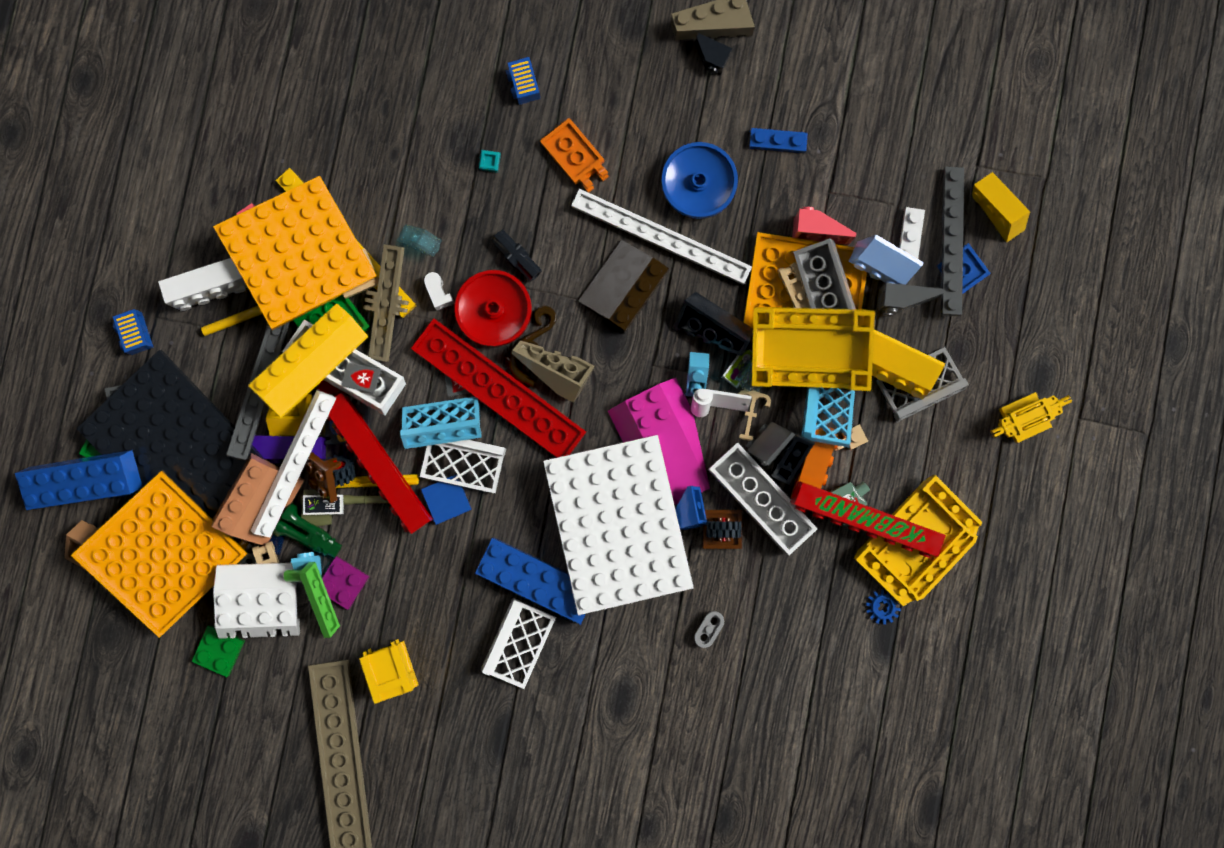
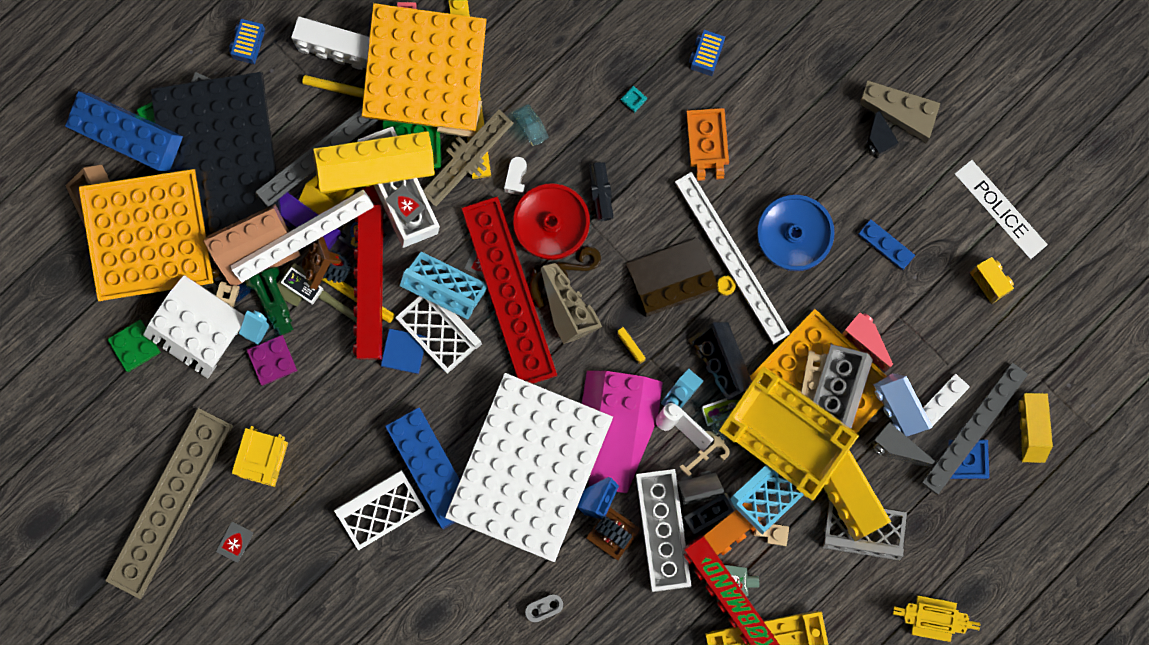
camera: 35 degrees right, 5 degrees down
(317, 596) = (246, 356): bright green piece -> none
(417, 753) = (234, 542): none -> dark grey sticker
(629, 365) = (631, 346): none -> yellow tile
(673, 262) = (726, 285): none -> yellow tile
(849, 48) = (1001, 209): none -> white sticker
(884, 110) = (992, 279): none -> yellow slope

